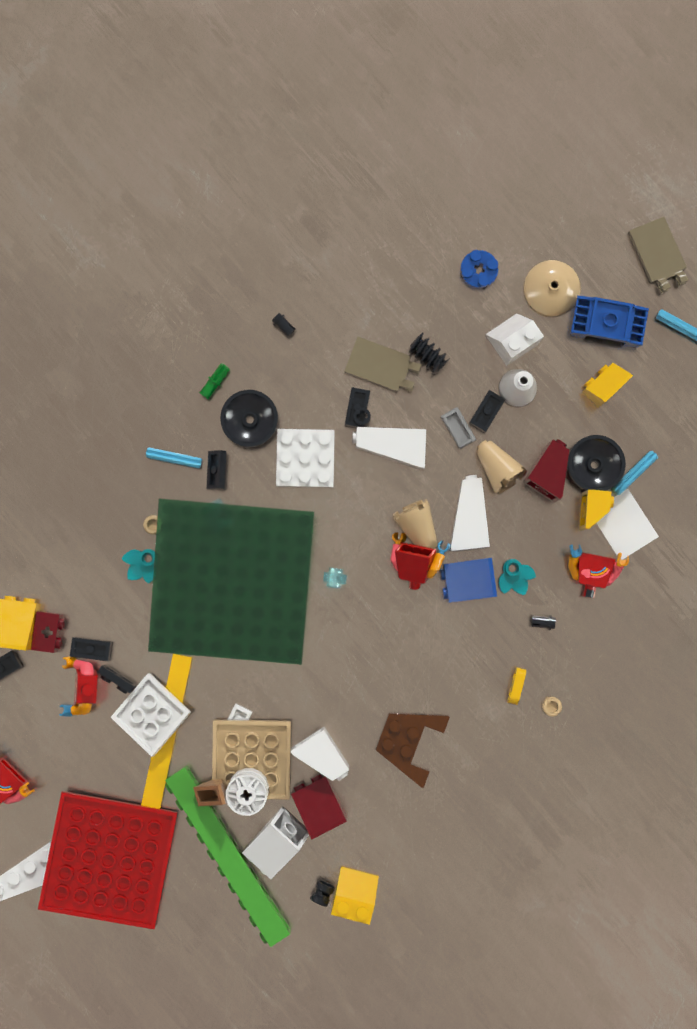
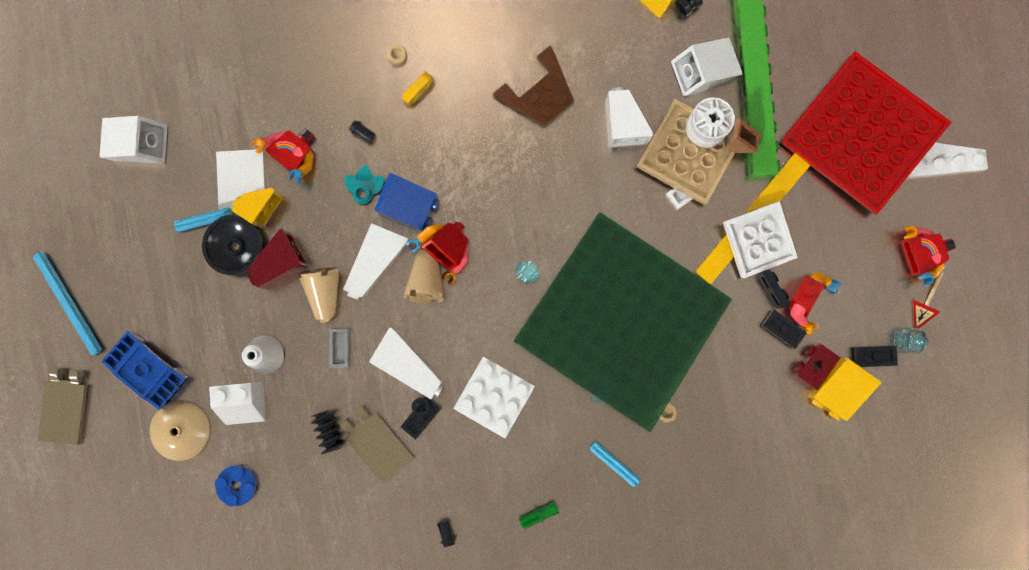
camera: 145 degrees left, 0 degrees up
(138, 565) = (699, 380): teal plate -> none
(216, 469) = (581, 431): black plate -> none
(245, 405) = (530, 476): black dish -> none
(318, 805) = (652, 76): dark red slope -> none
(487, 411) = (304, 348): black plate -> none
(606, 384) = (180, 312): yellow slope -> none

